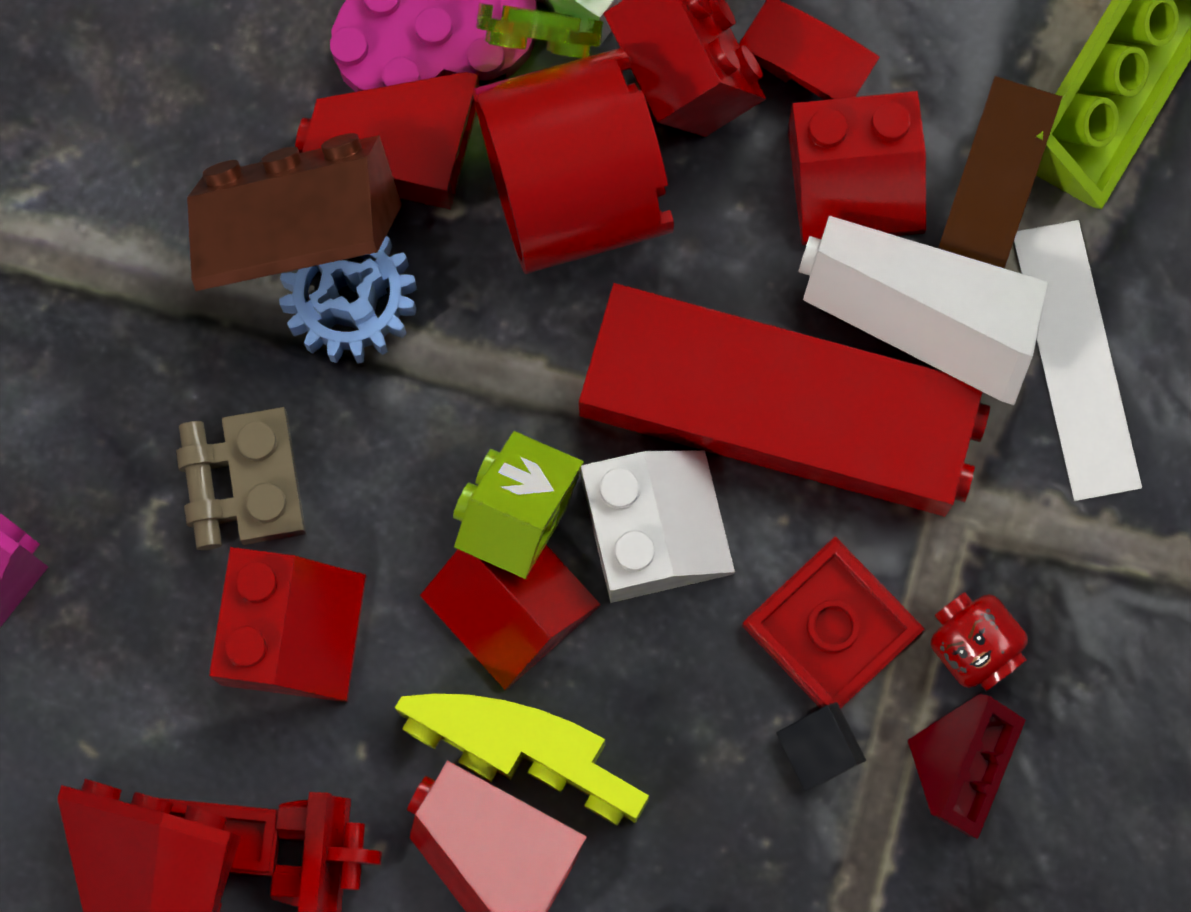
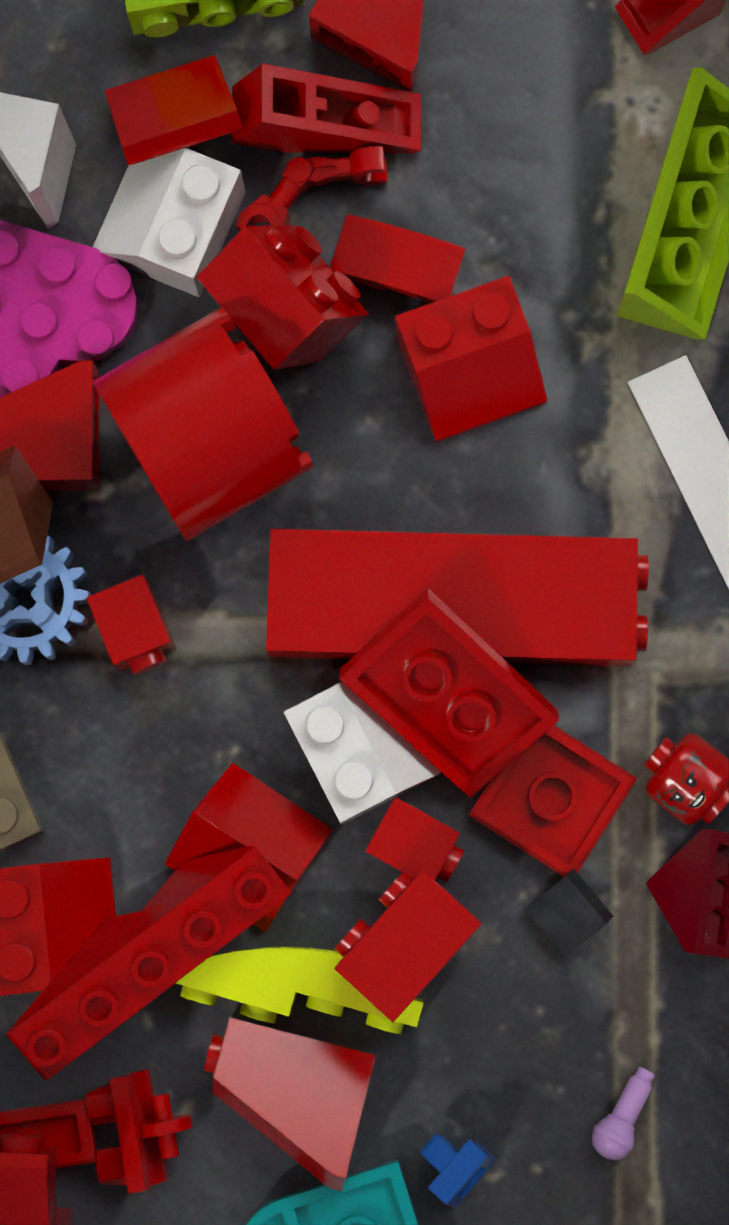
camera: 10 degrees left, 5 degrees up
(379, 672) = (145, 953): none -> red slope
(449, 347) = (132, 625): none -> red brick
(515, 503) = (232, 761): lime brick -> none
(559, 29) = (139, 302): clear neon green plate -> none
(647, 718) = (405, 944): none -> red brick
(680, 636) = (415, 842): none -> red brick
(753, 490) = (448, 693): none -> red plate
(929, 303) = (569, 474): white slope -> none
(999, 172) = (601, 363): reddish brown sticker -> none

